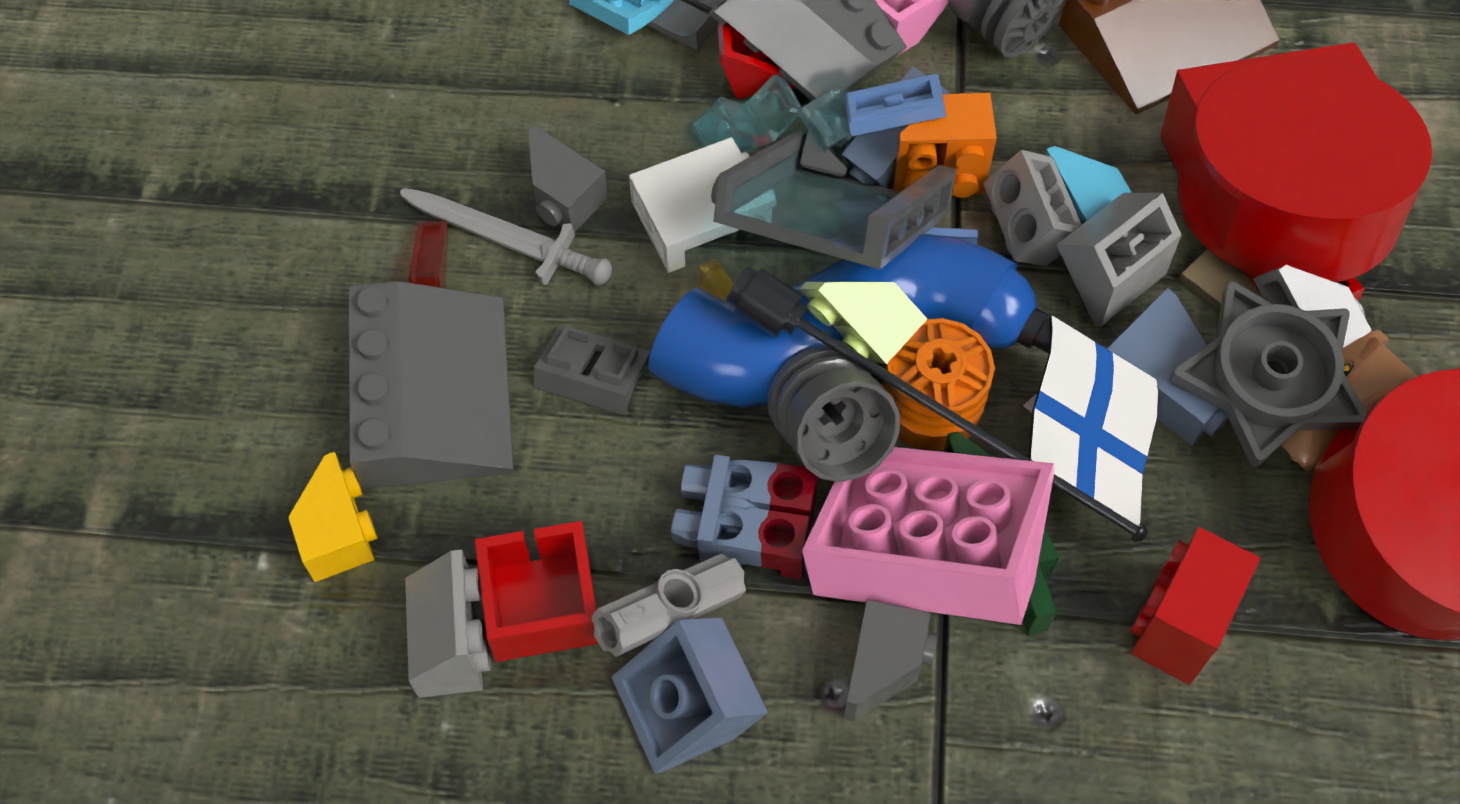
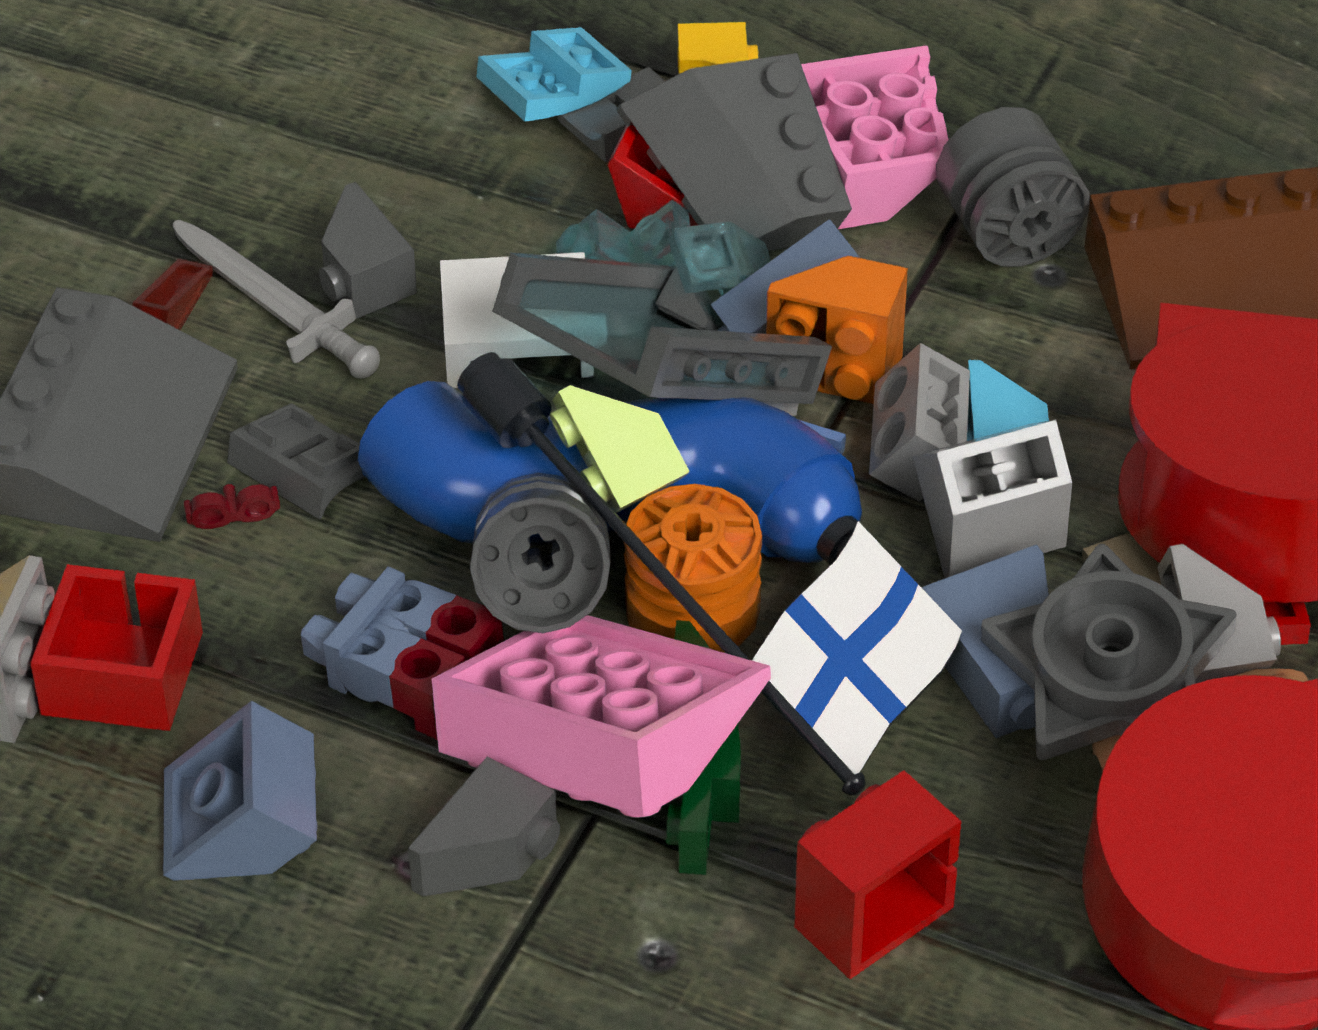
camera: 20 degrees right, 15 degrees down
(552, 433) = (214, 510): none -> dark red piece
(672, 598) = (219, 690): light grey piece -> none
(895, 105) = (782, 251): medium blue tile -> none

